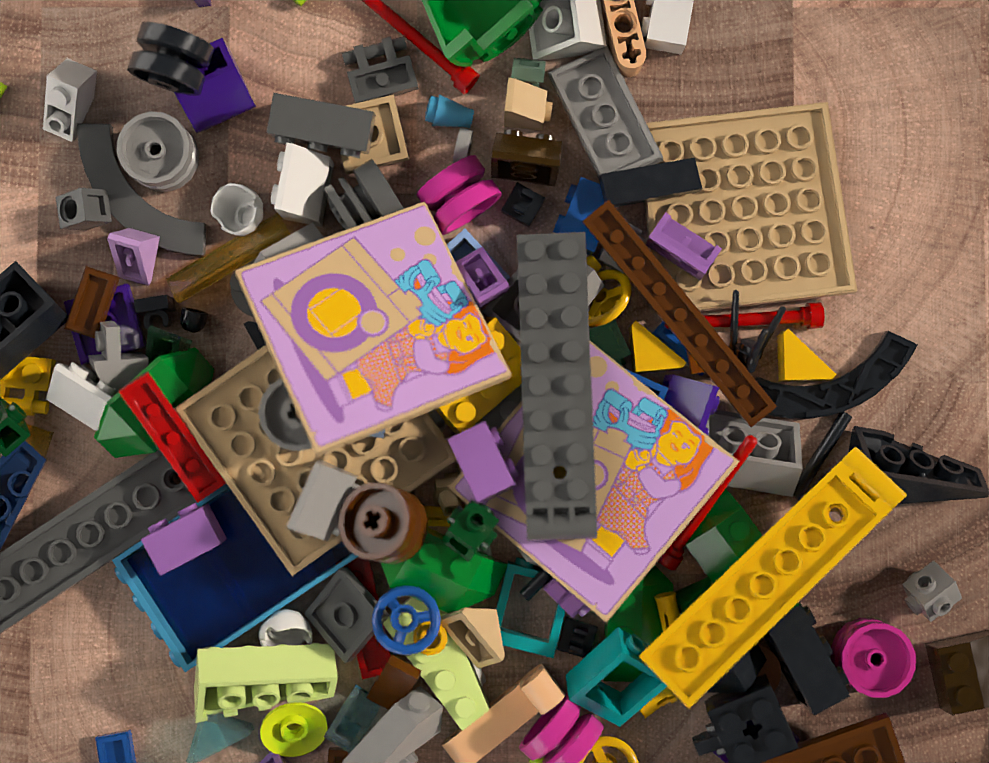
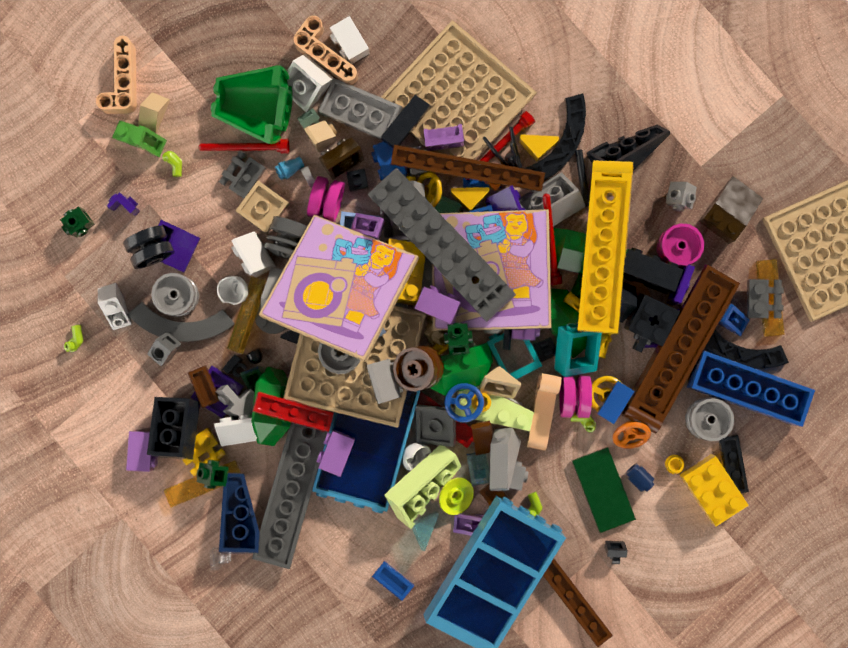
camera: 40 degrees left, 0 degrees up
(134, 254) = (204, 349): lavender slope -> none
(320, 125) = (238, 220): dark grey wedge -> none
(813, 725) = (676, 297): none -> dark purple plate

